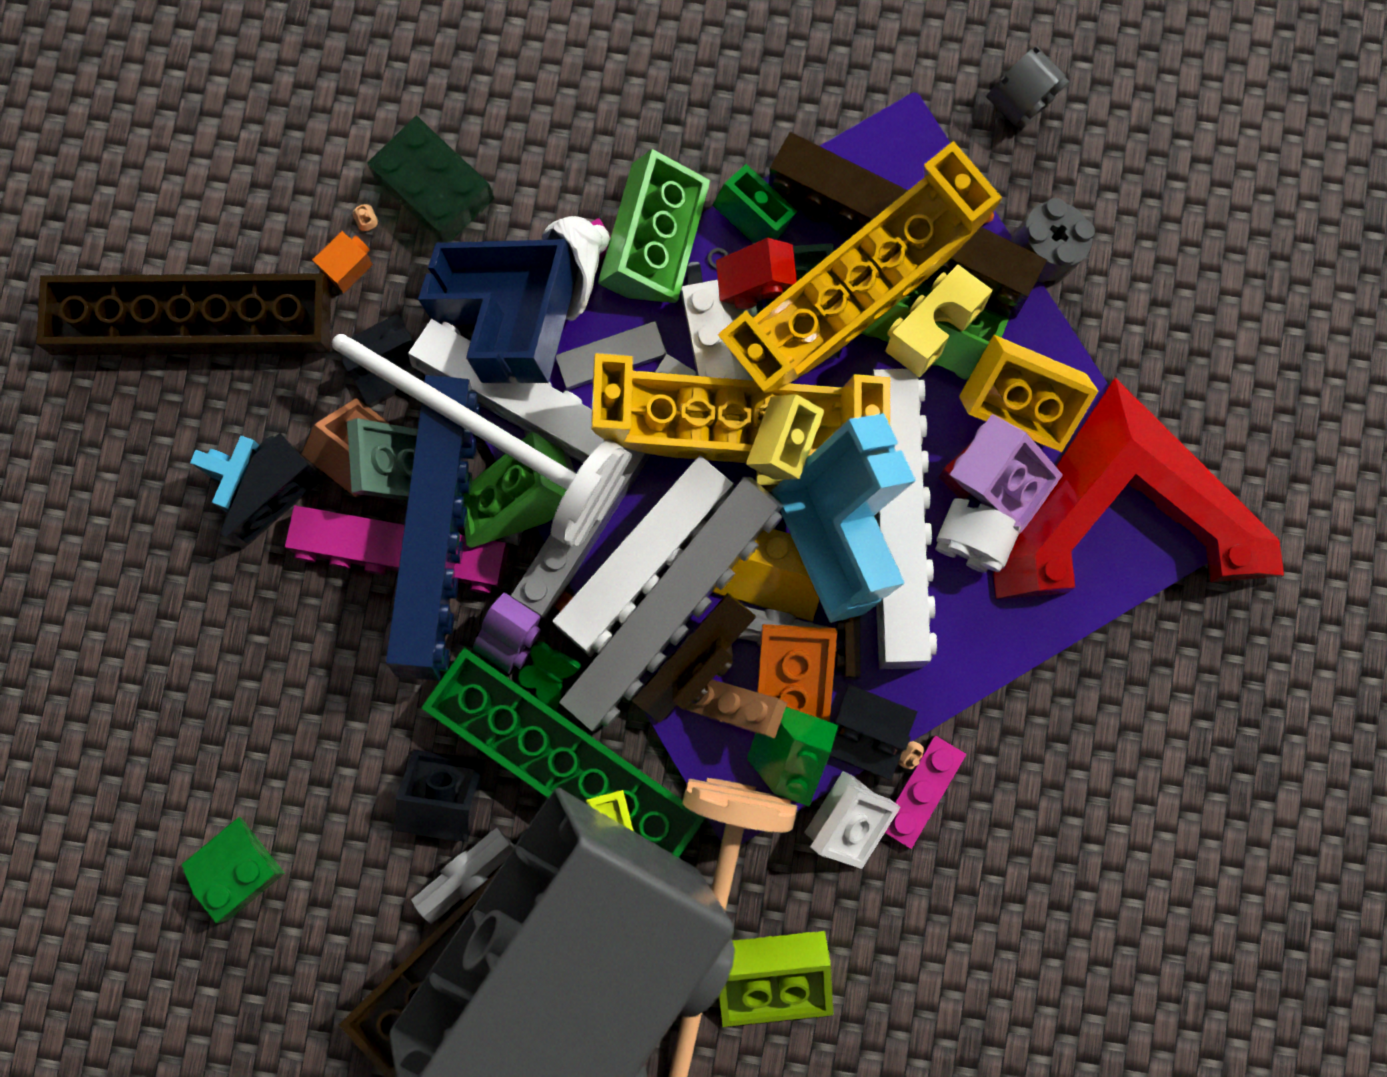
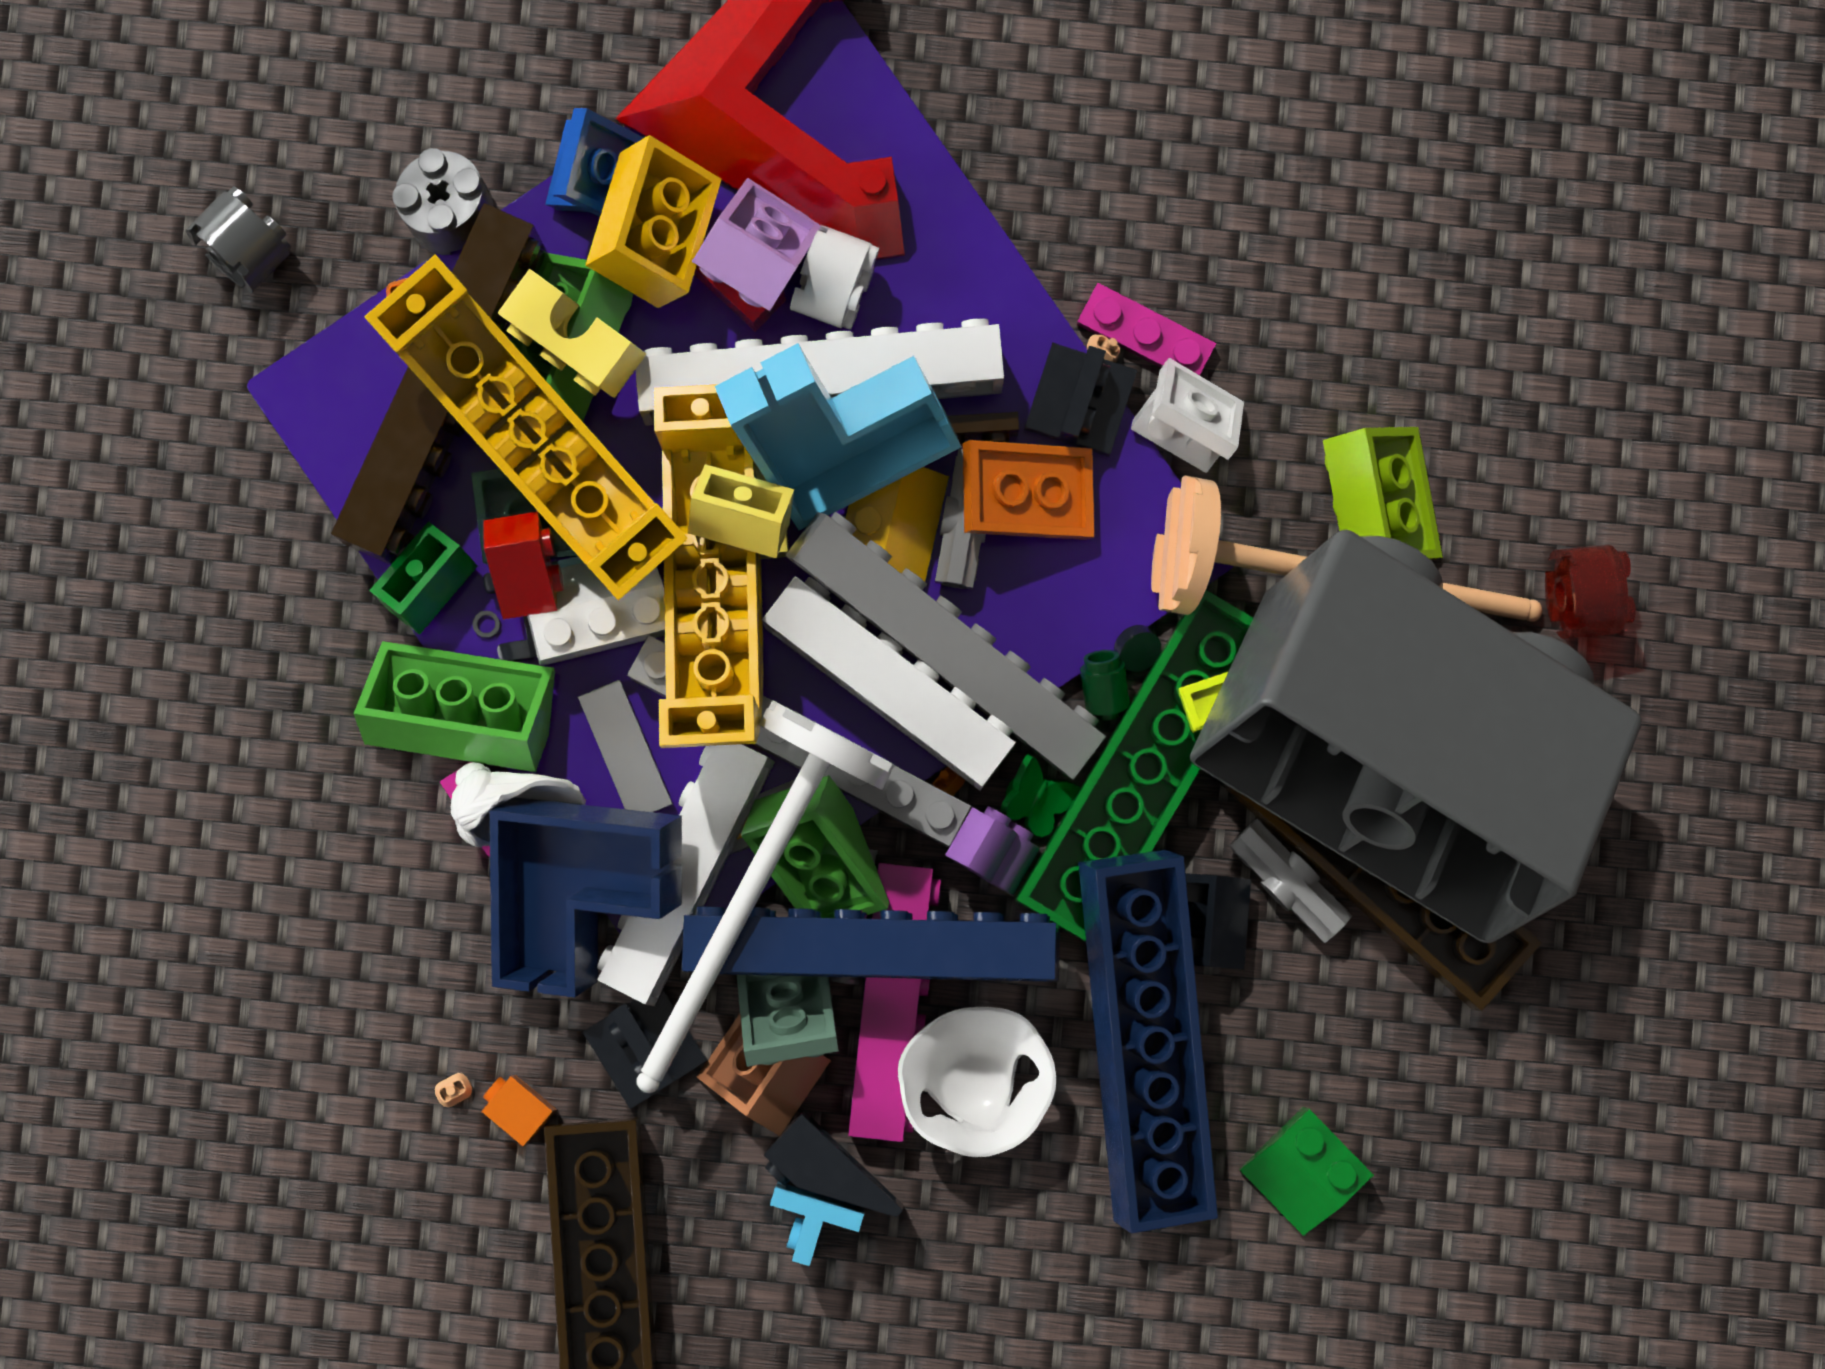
camera: 100 degrees left, 5 degrees up
(337, 607) = (970, 1070): none -> white piece
(341, 744) = (1148, 1040): none -> dark blue brick
(431, 180) = (402, 1004): clear green brick -> none
(635, 734) = (1104, 684): none -> dark green brick
(663, 764) = (1138, 648): none -> black tile
(696, 661) = (1014, 611): dark brown bracket -> none
(740, 708) = (1066, 558): medium nougat plate -> none
(795, 757) = (1115, 488): green slope -> none
(1081, 348) = (587, 162): none -> blue bracket

